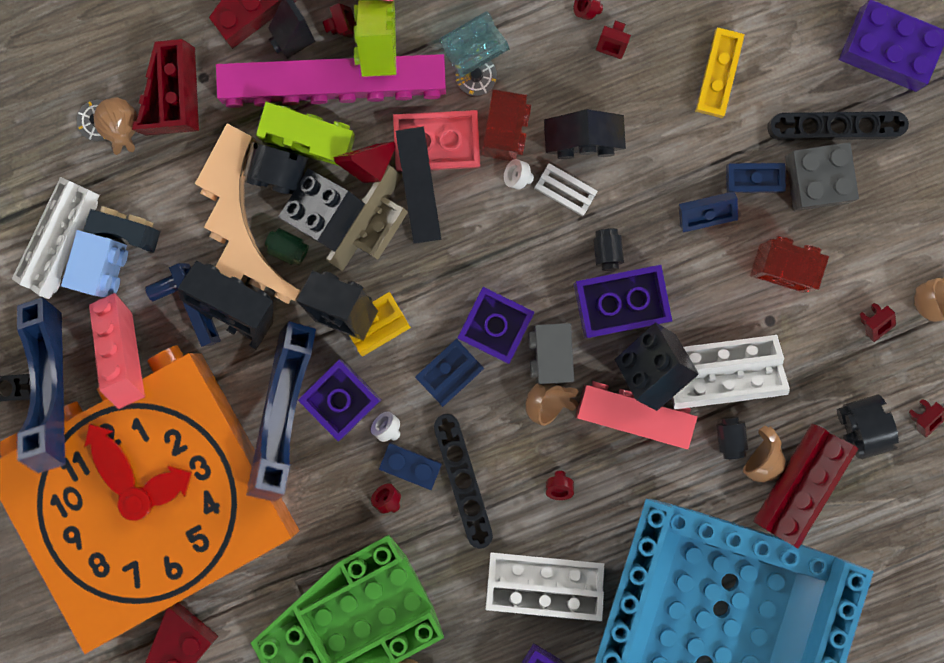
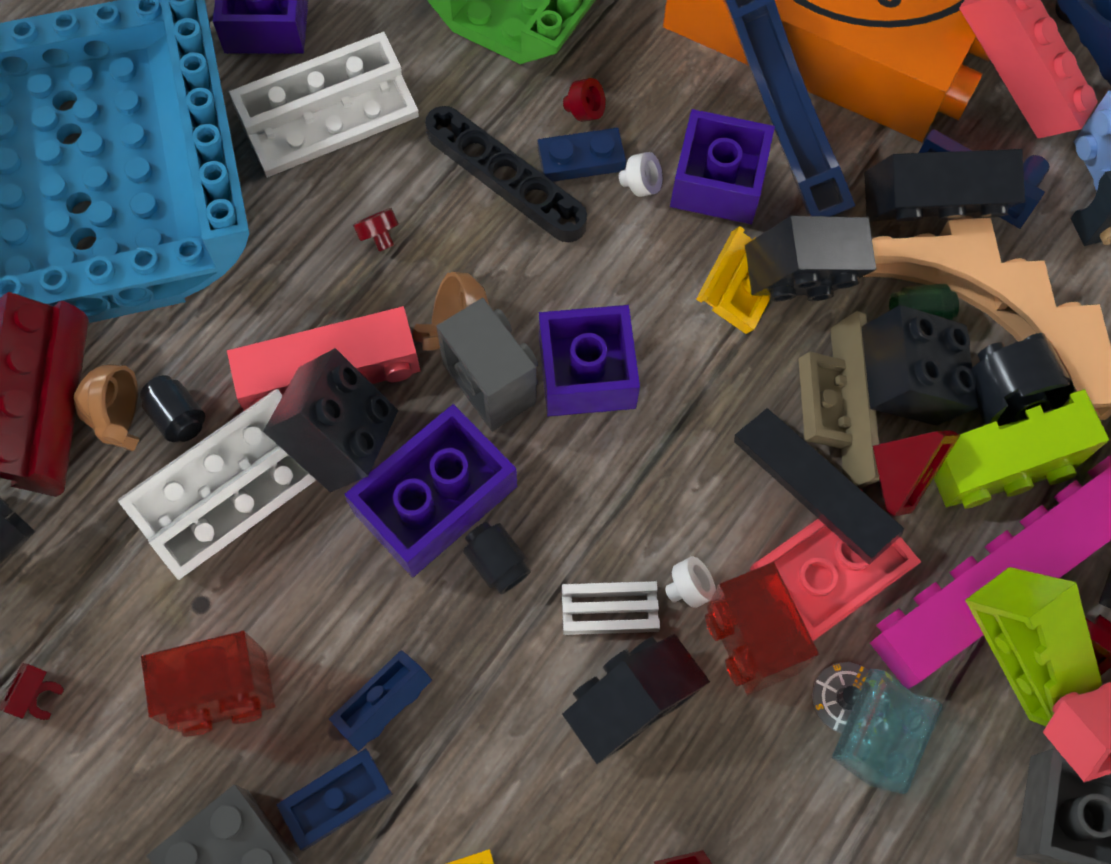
camera: 145 degrees right, 20 degrees down
(449, 372) = (608, 273): dark blue plate -> none

